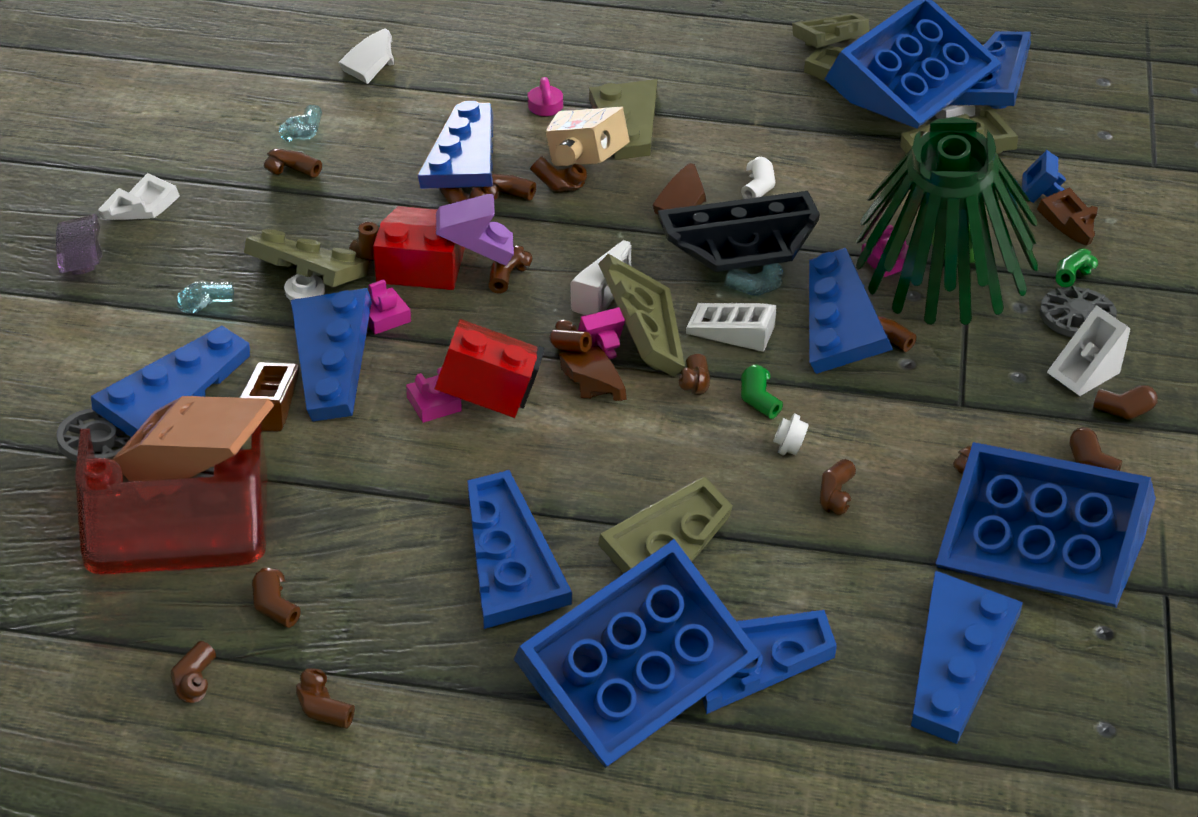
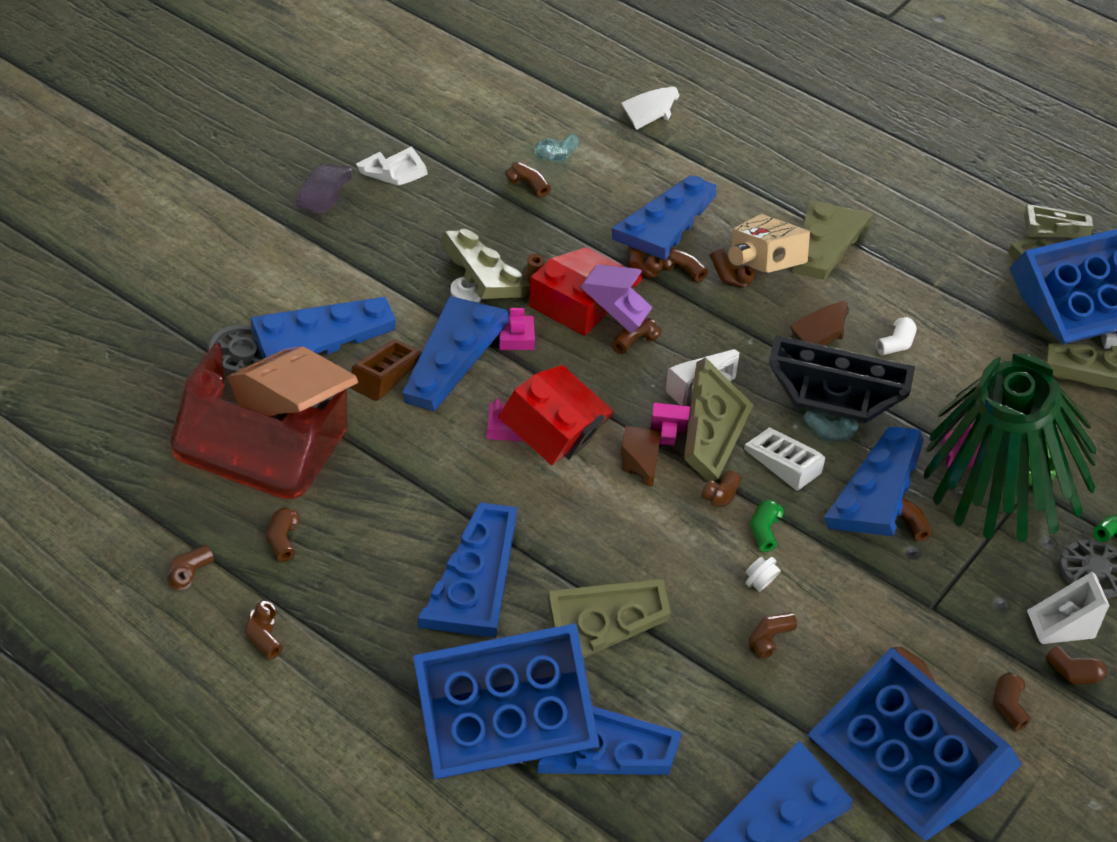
camera: 25 degrees right, 5 degrees up
(201, 294) = (389, 264): clear light blue arm -> none
(545, 99) = (767, 197): dark pink tile -> none
(567, 338) = (639, 414): reddish brown arm -> none

